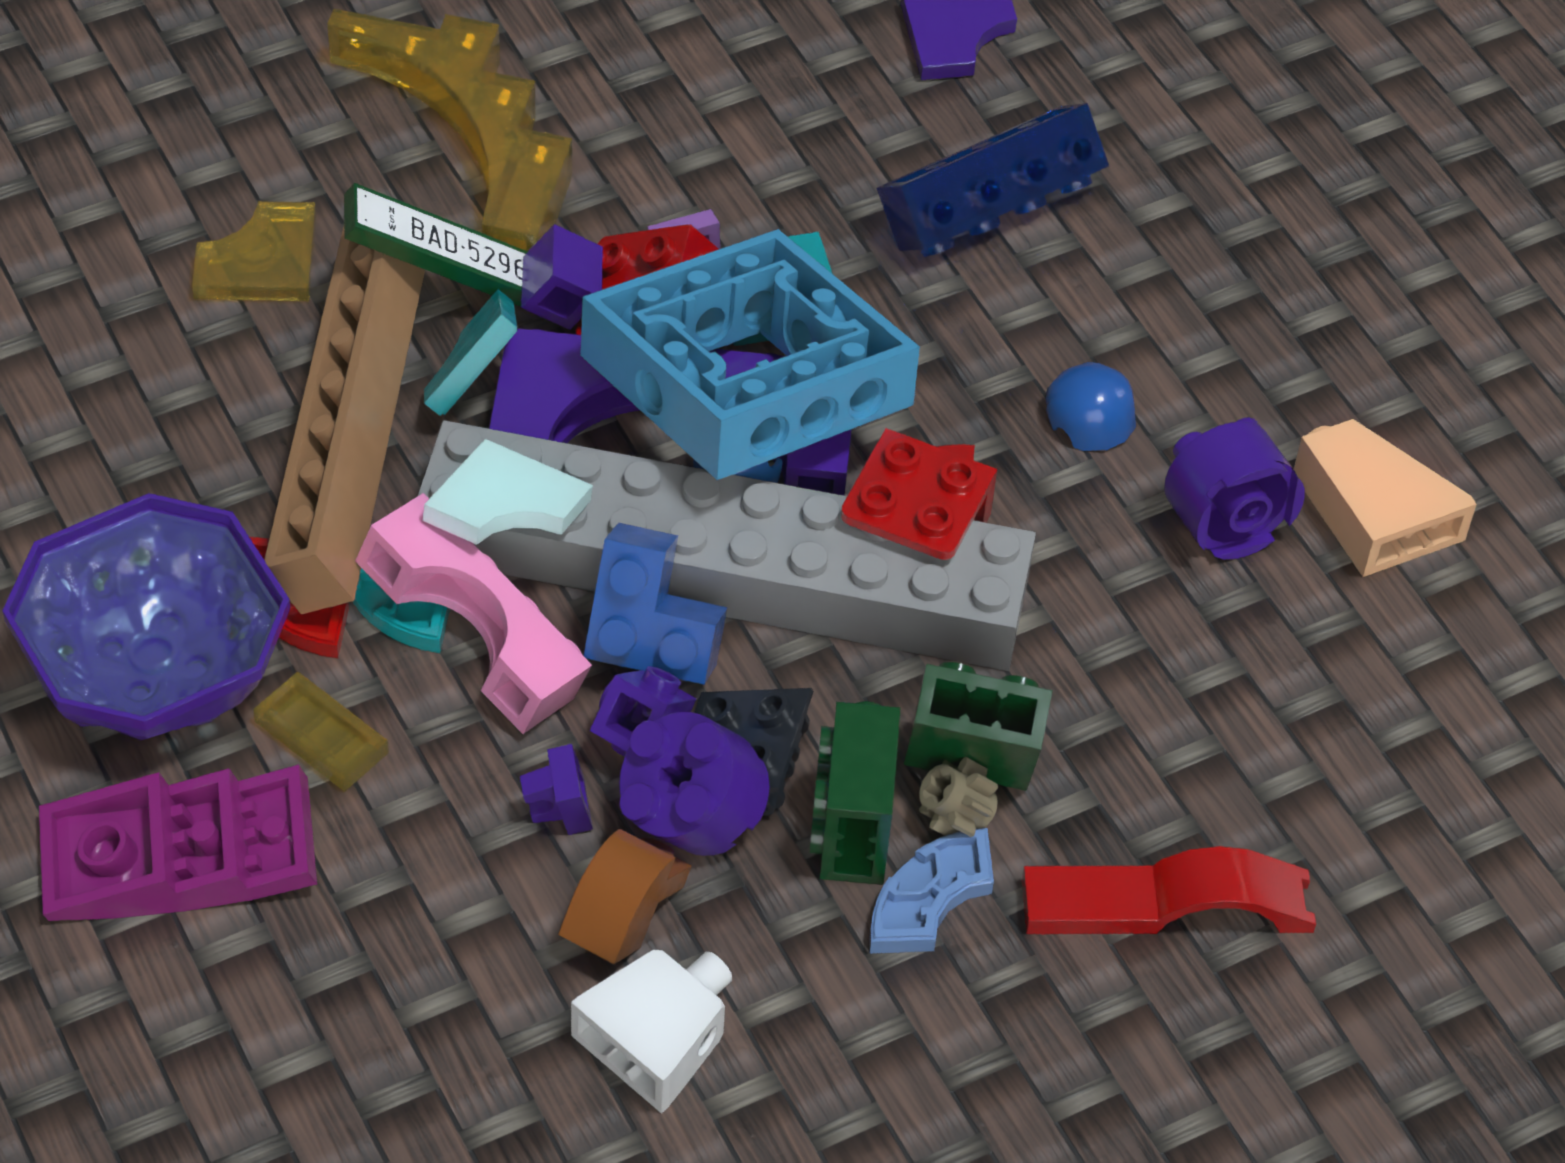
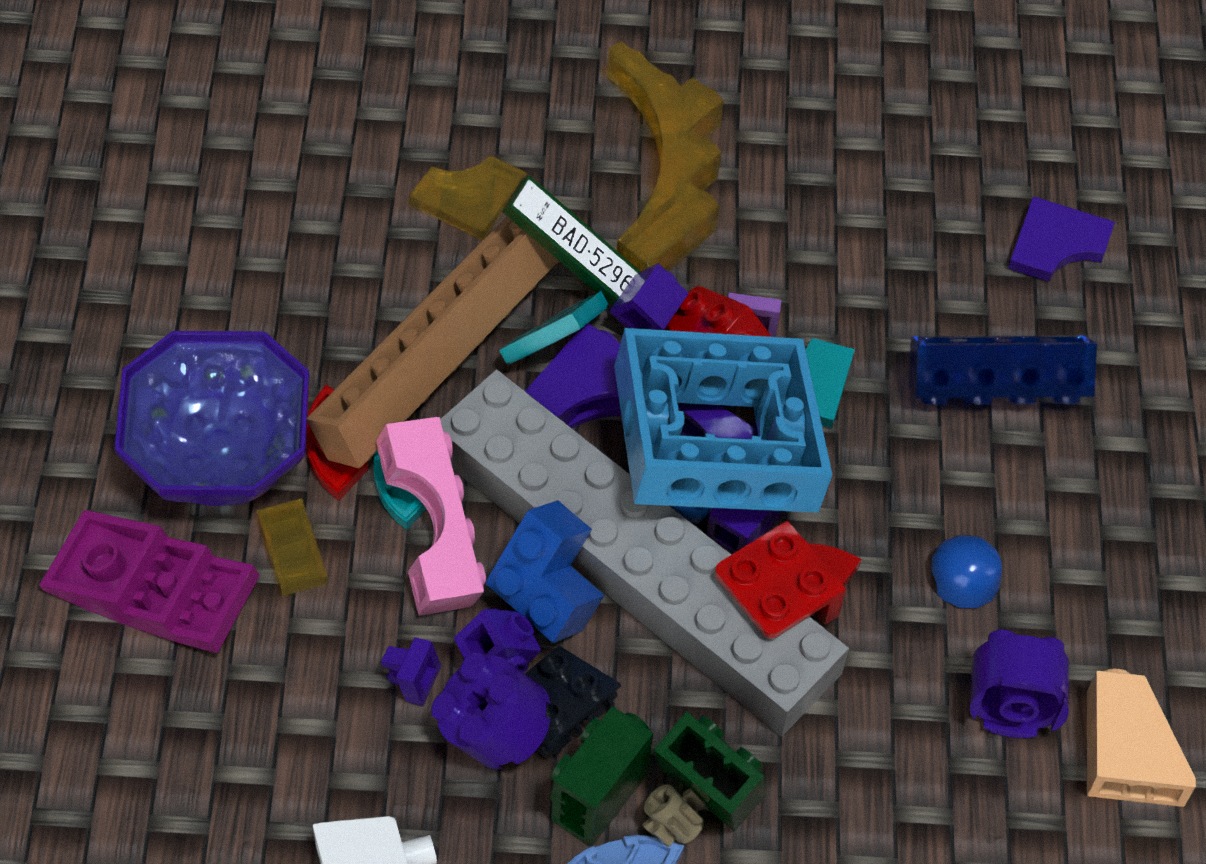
camera: 30 degrees right, 5 degrees up
(505, 491) = (491, 441): light aqua tile -> none
(621, 894) = (398, 762): dark orange brick -> none

